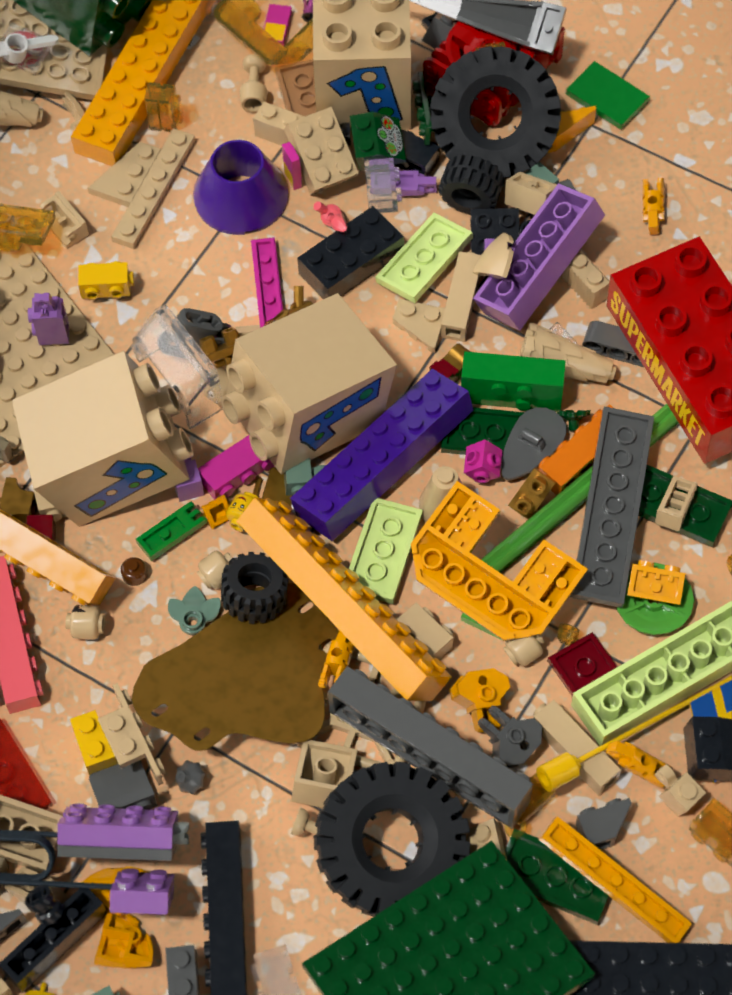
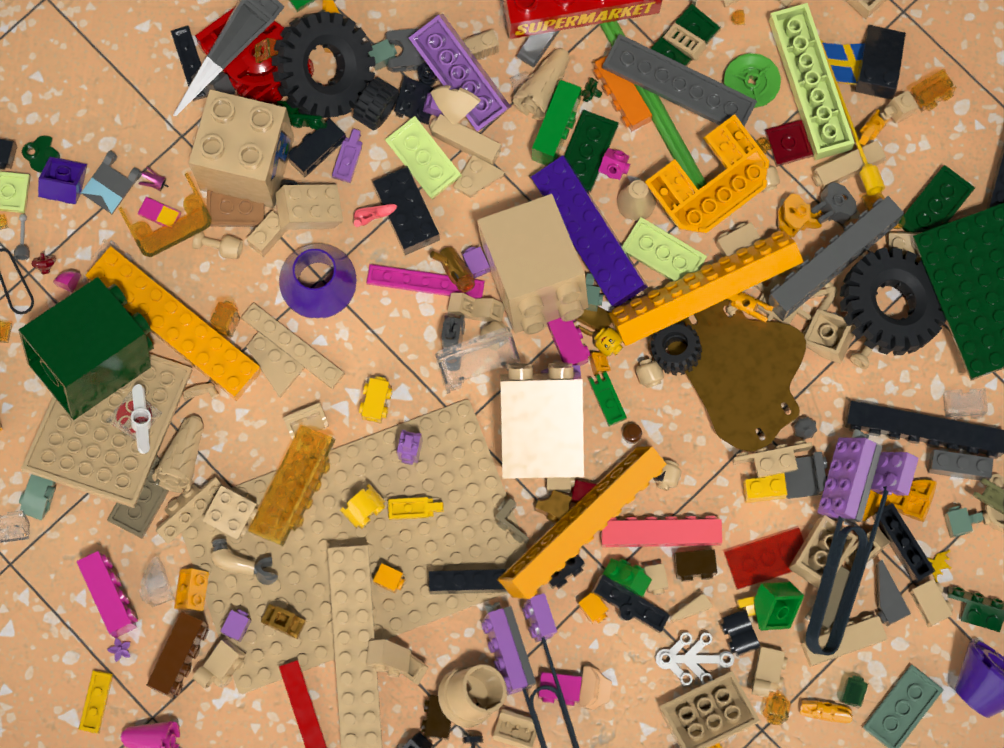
camera: 75 degrees left, 15 degrees up
(44, 905) = (893, 540): black wheel -> none
(194, 608) = (672, 397): sand green plate -> none
(222, 351) = (474, 320): pearl gold hips -> none
(292, 165) = (313, 233): dark pink tile -> none
(377, 138) = (315, 162): dark green slope -> none
(381, 184) = (354, 169): clear brick -> none
(452, 363) = (524, 163): leg -> none
(527, 192) = (398, 62): tan hinge -> none
(531, 440) = (604, 125): dark grey shield -> none
(531, 493) = (650, 138): pearl gold hips -> none
(603, 824) = (910, 164): dark grey slope -> none
(615, 881) = (954, 167): light orange plate -> none
(655, 583) = (746, 73): light orange bracket -> none

